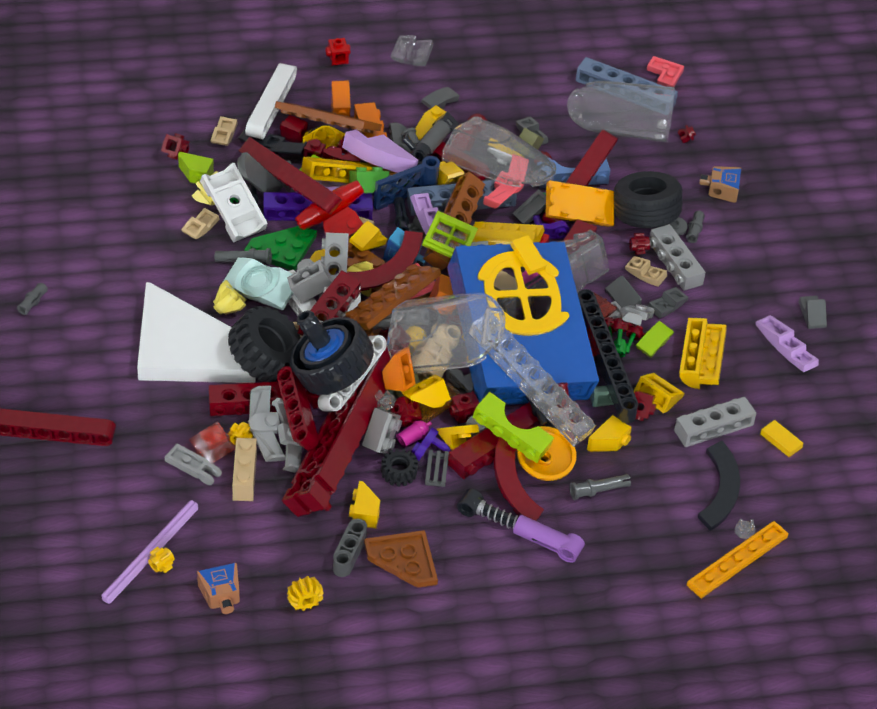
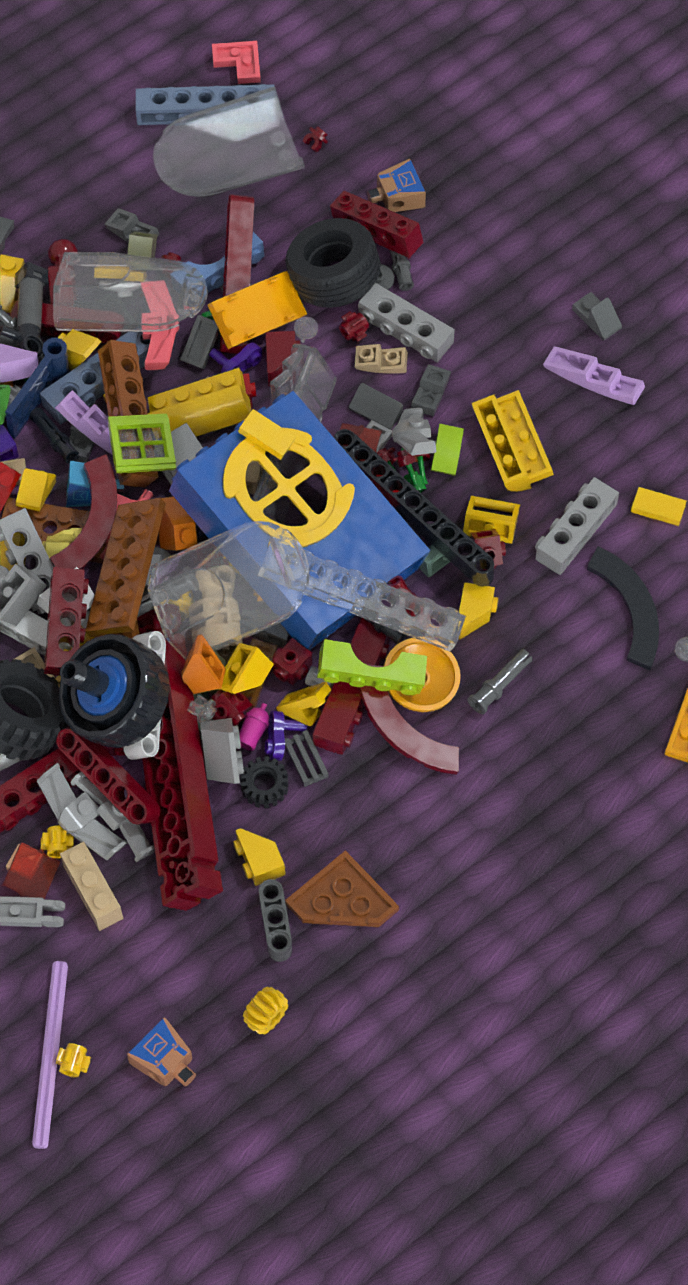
camera: 25 degrees left, 15 degrees up
(565, 545) = (512, 780): piece -> none
(607, 230) = (305, 328): none -> clear plate
(696, 194) = (385, 226): none -> dark red brick

